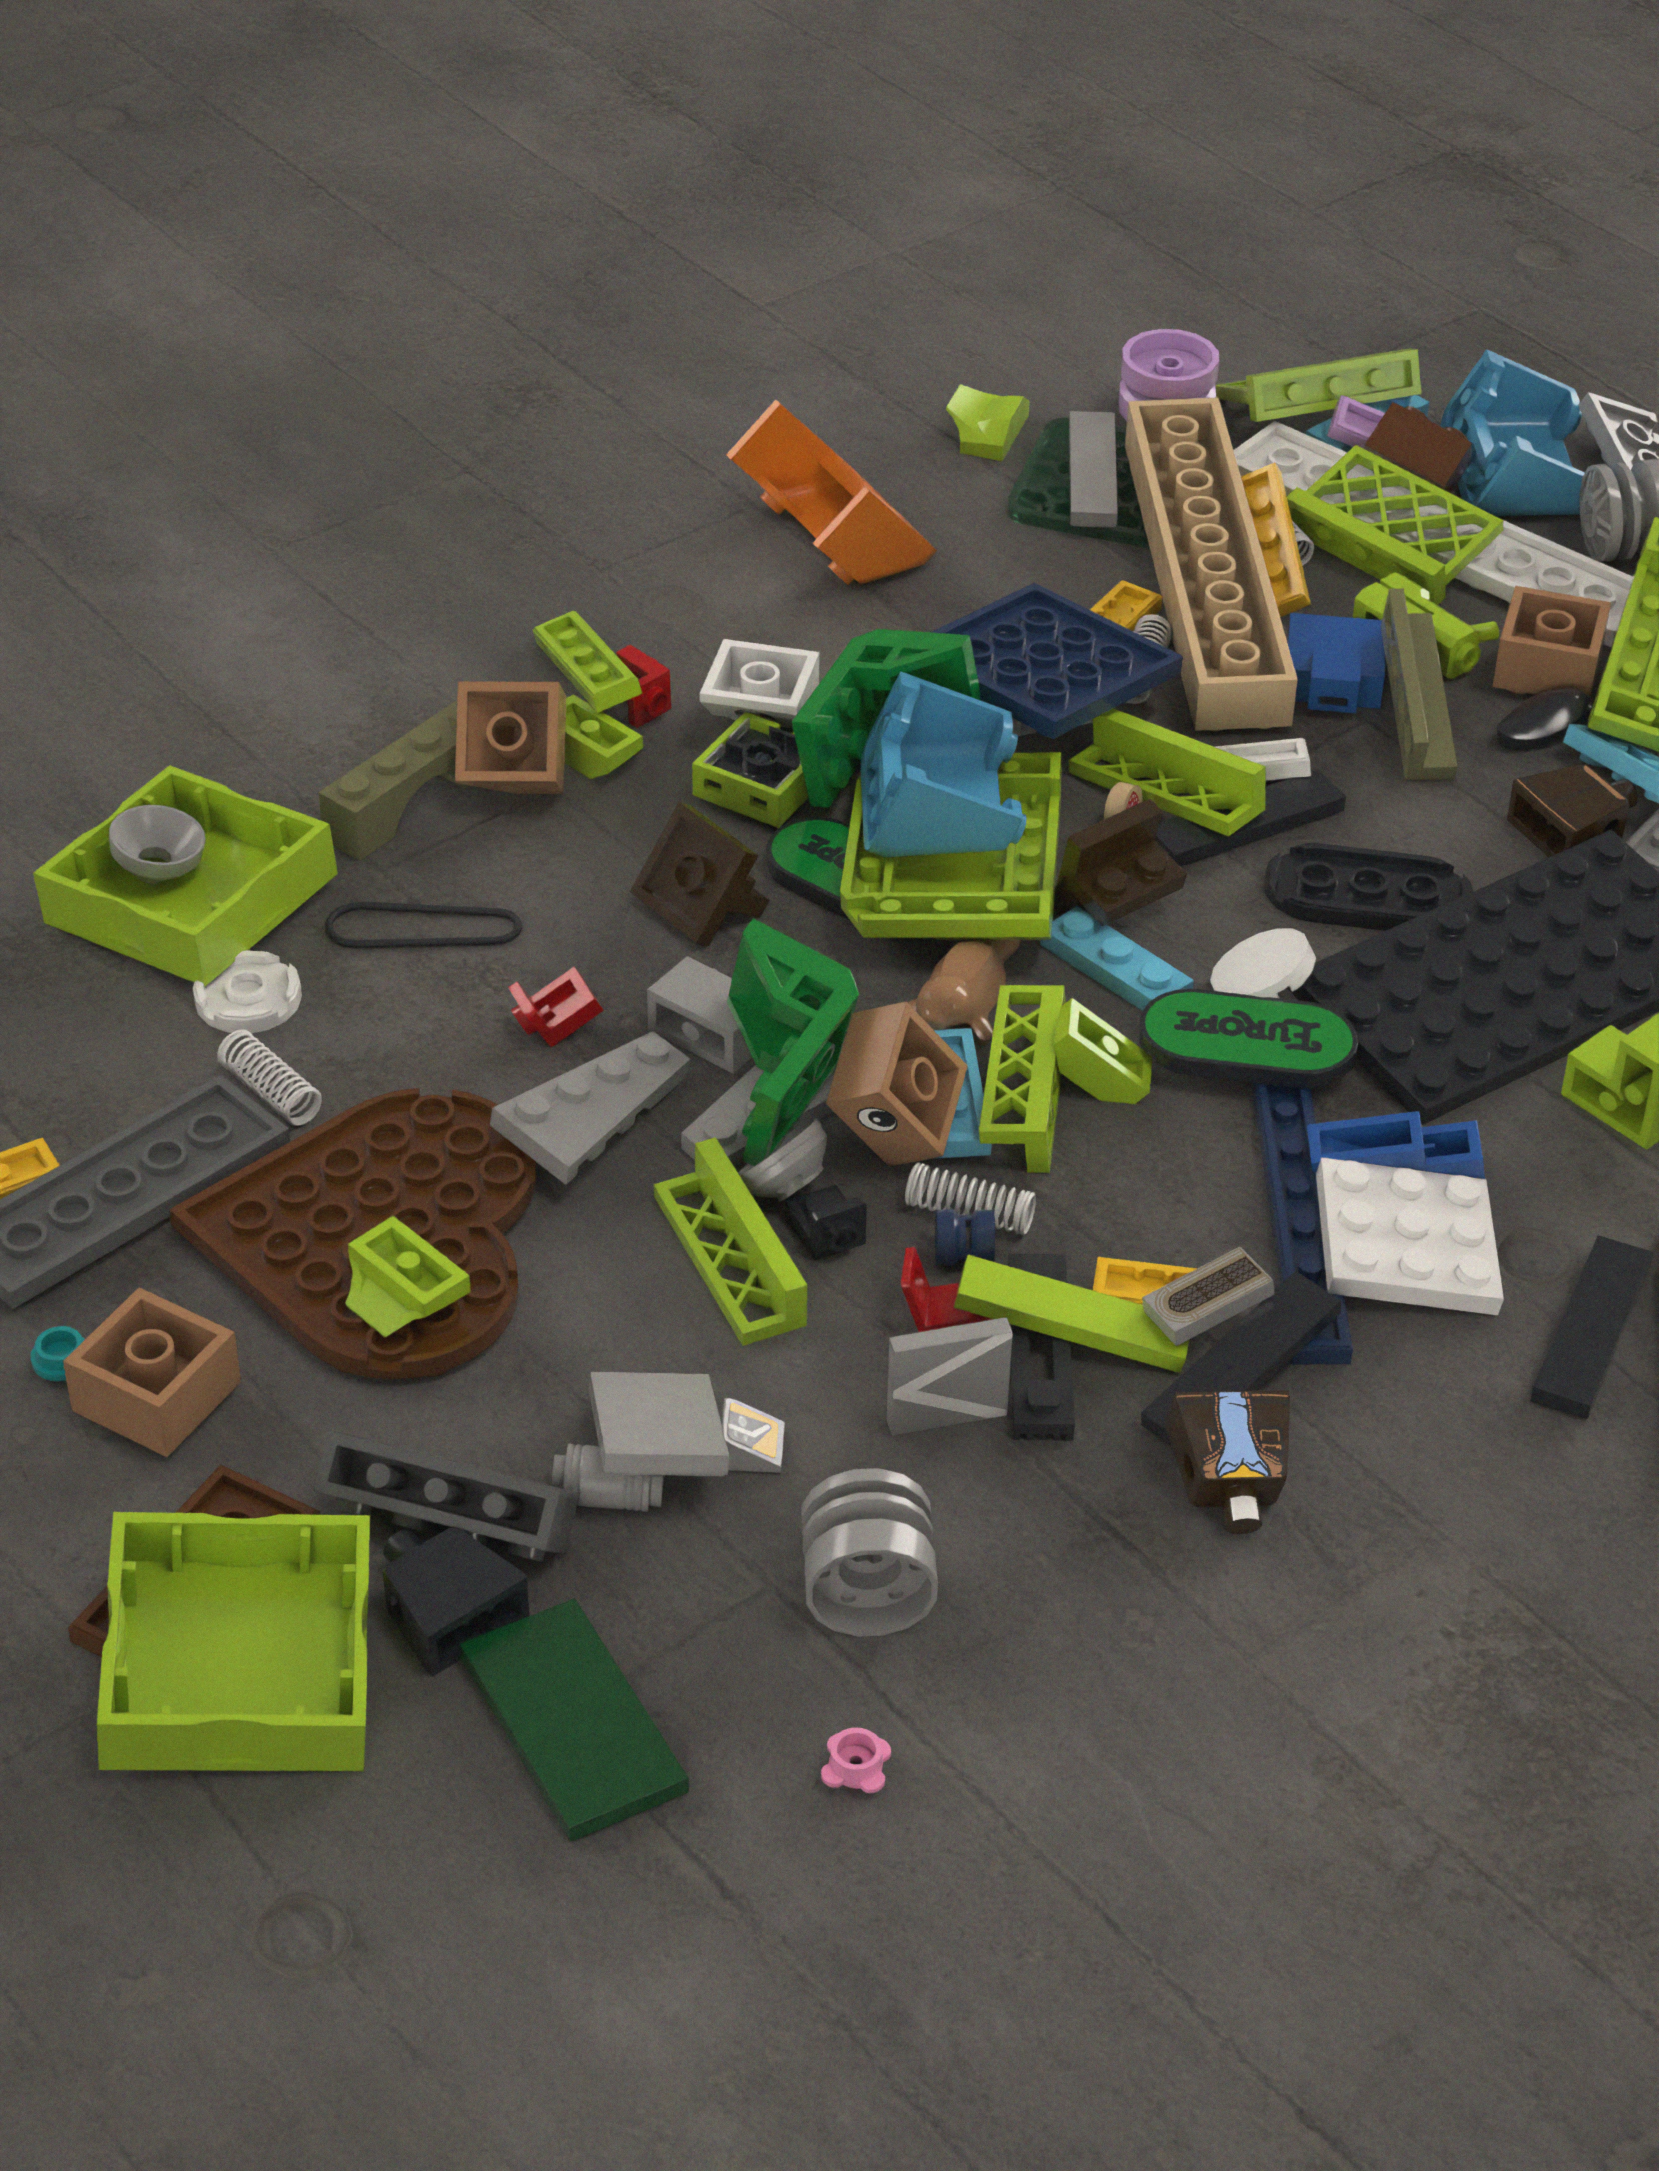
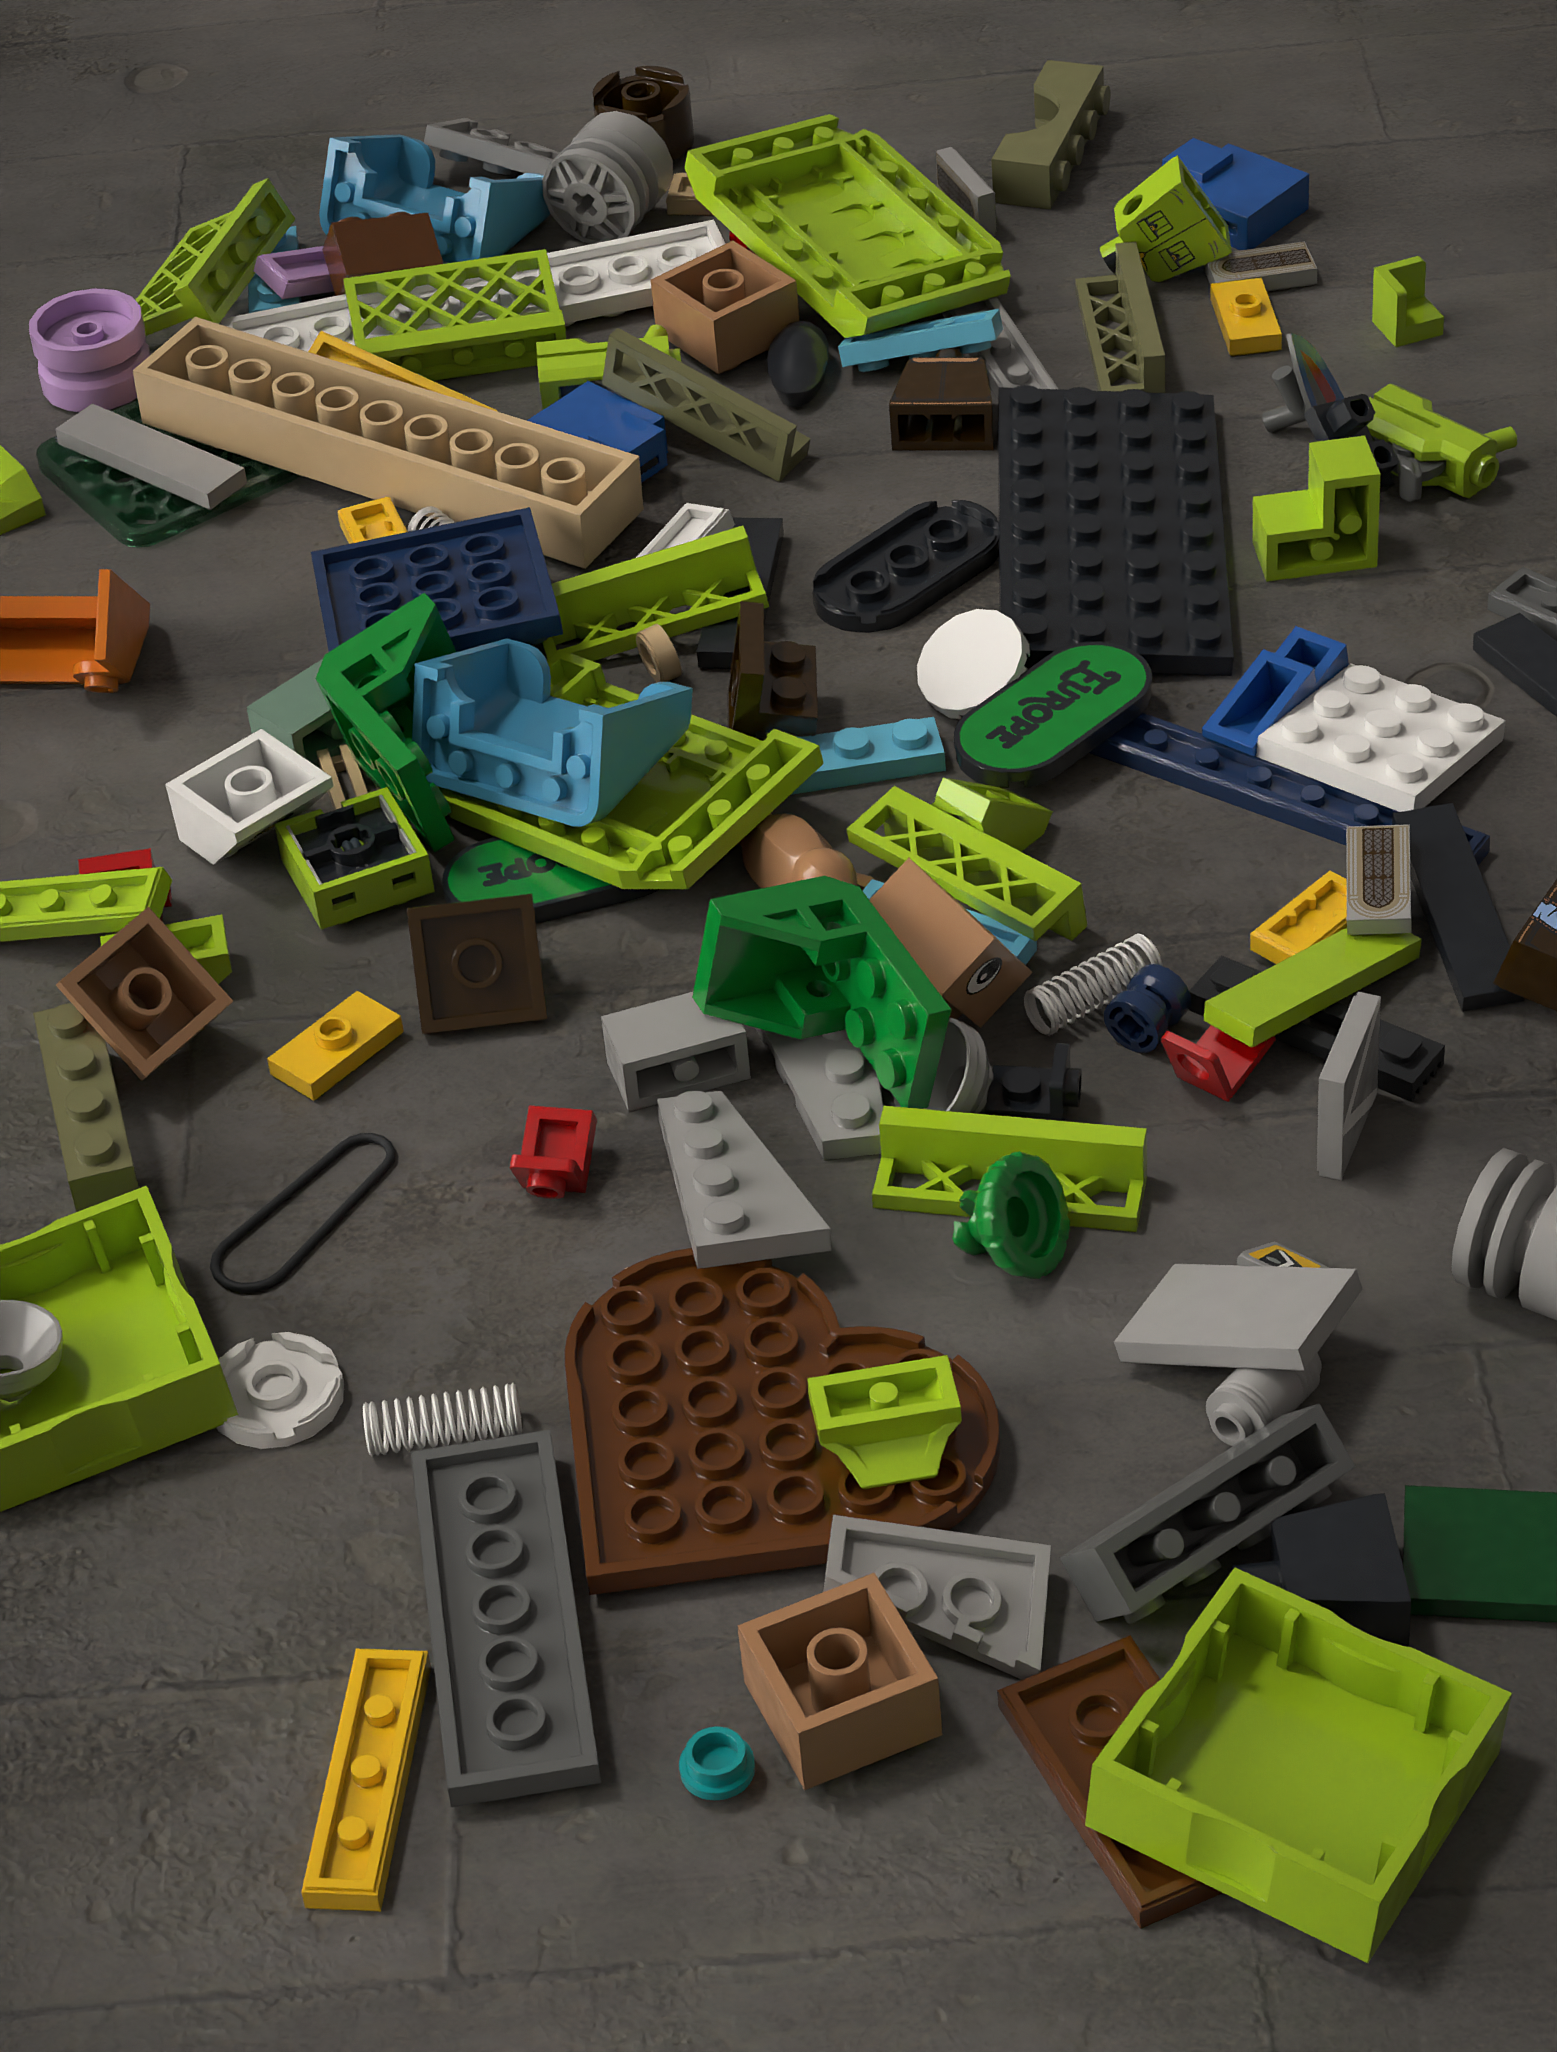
camera: 50 degrees left, 0 degrees up
(287, 1391) = (952, 1586): none -> light grey wing
(585, 858) = (335, 1045): none -> yellow plate
(671, 1283) = (1016, 1217): none -> green hair

